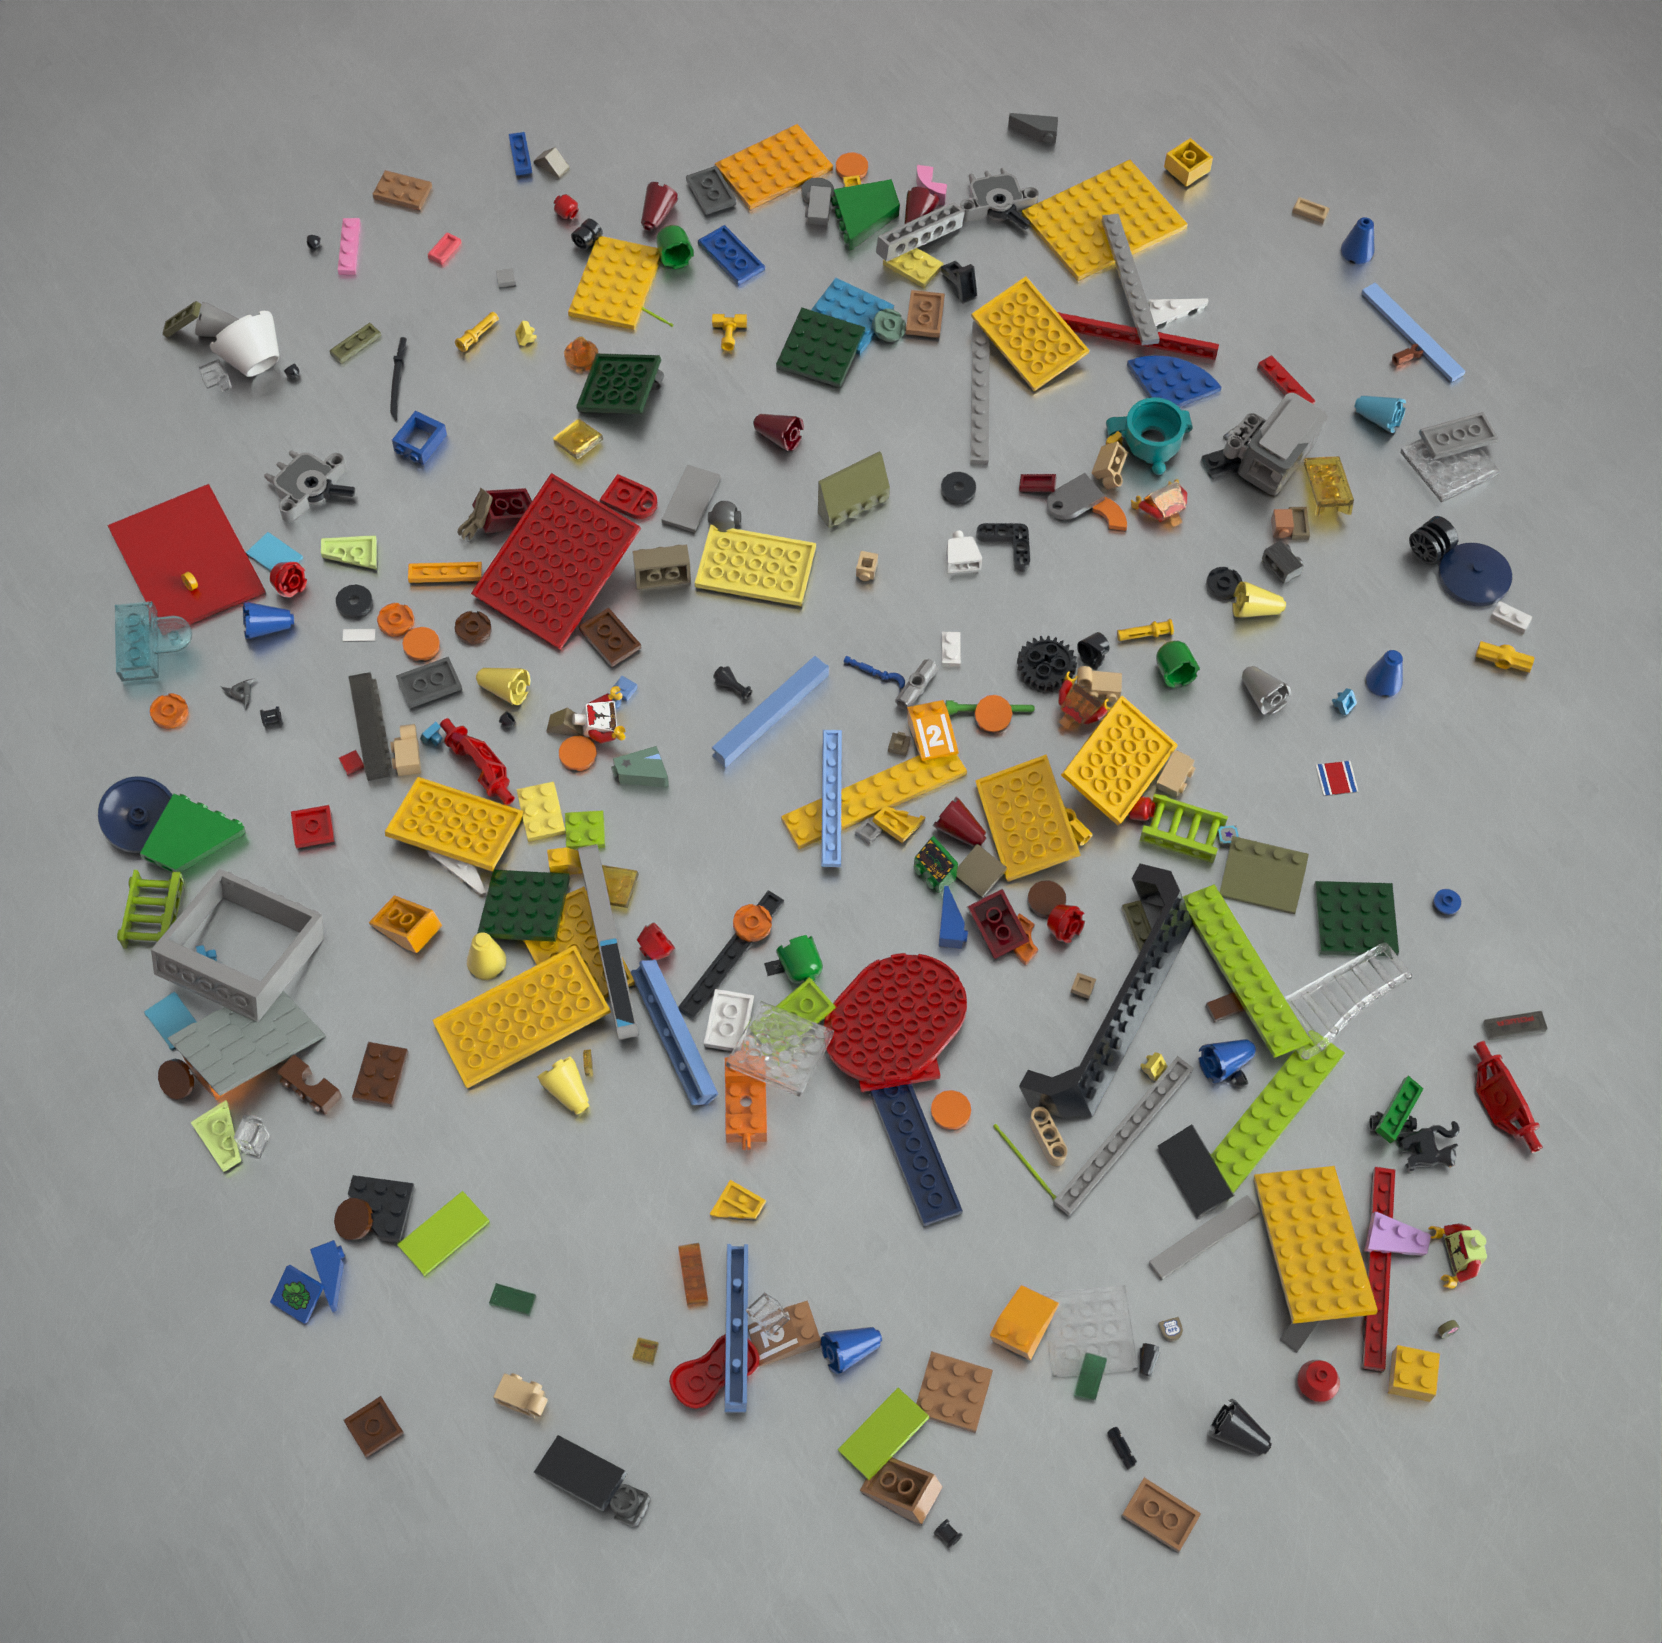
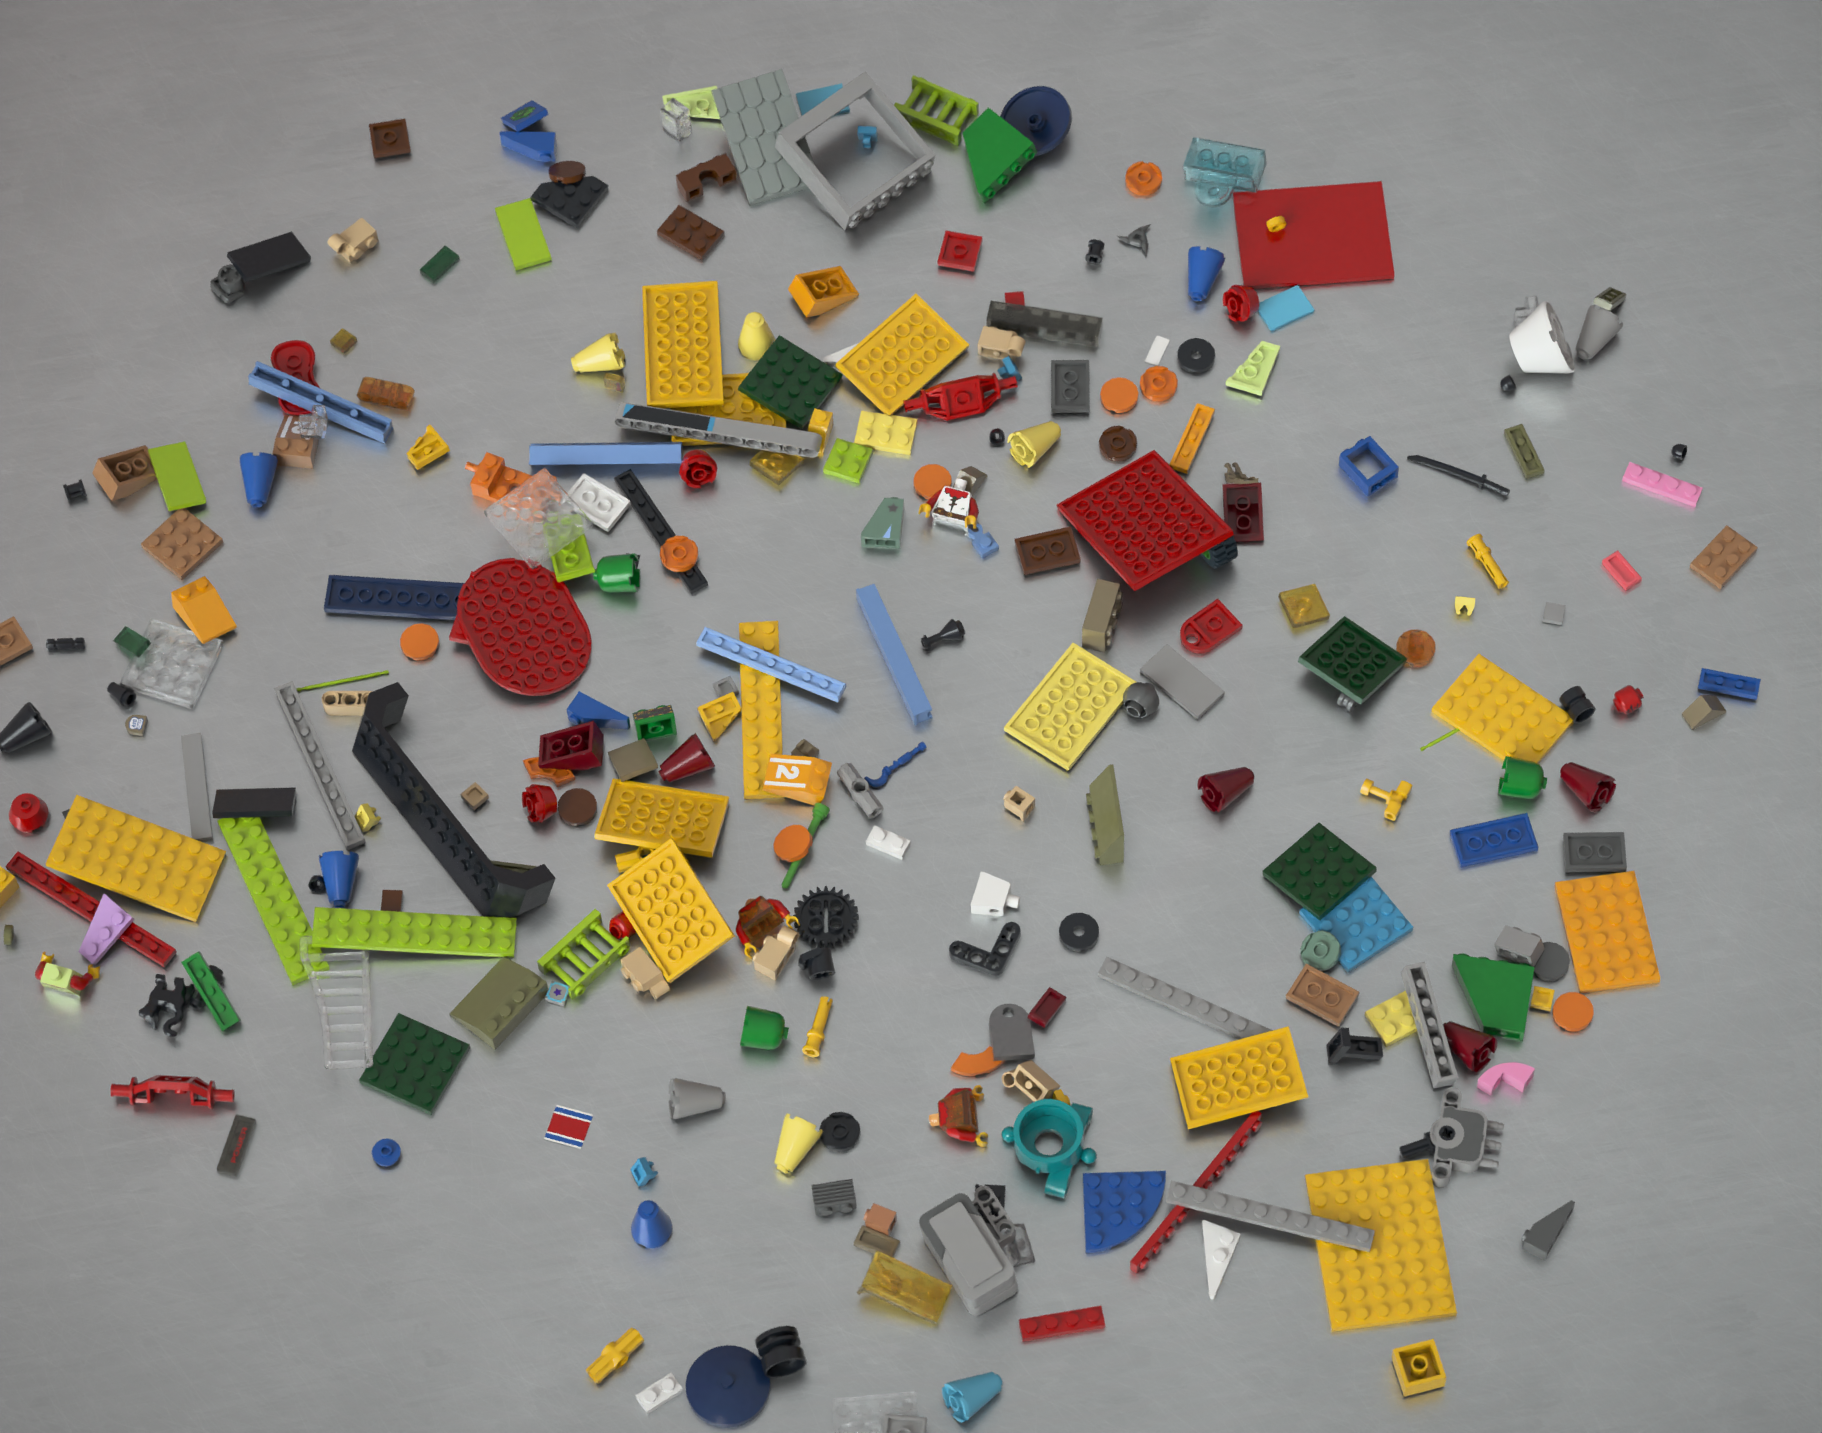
camera: 120 degrees right, 0 degrees up
(308, 482) = (1356, 354): piece -> none

